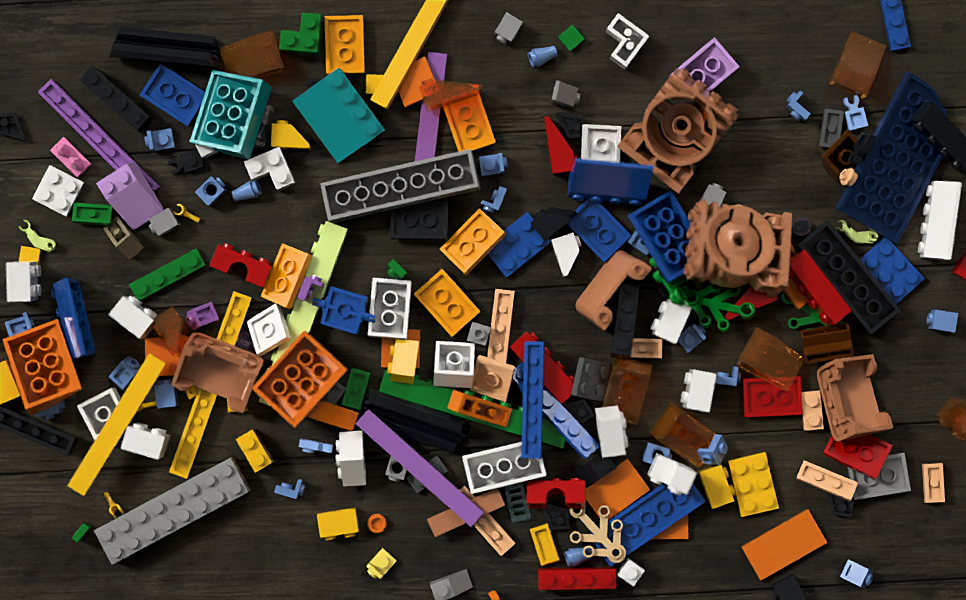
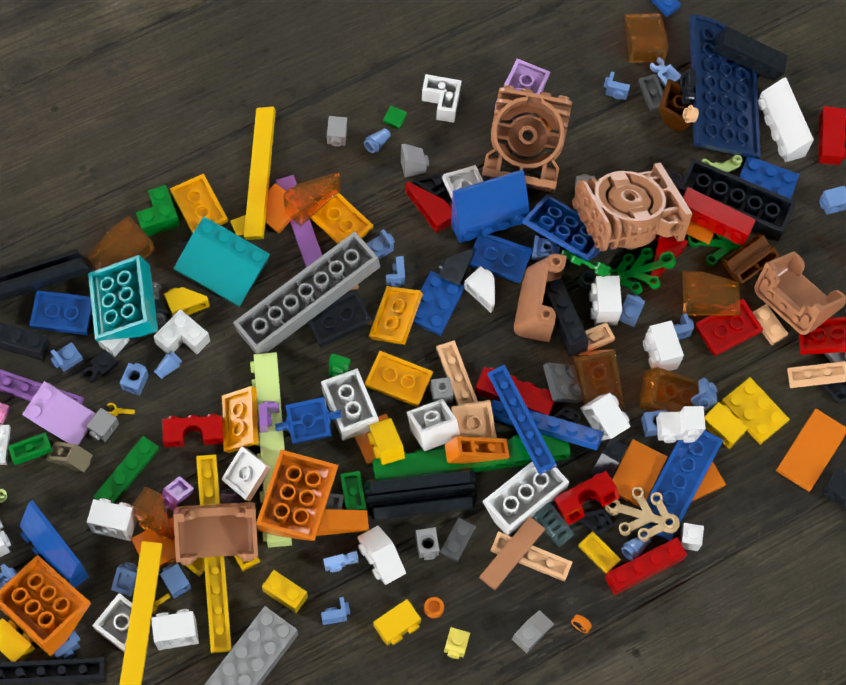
camera: 30 degrees left, 20 degrees down
(419, 467) = (449, 530): medium lavender tile -> none

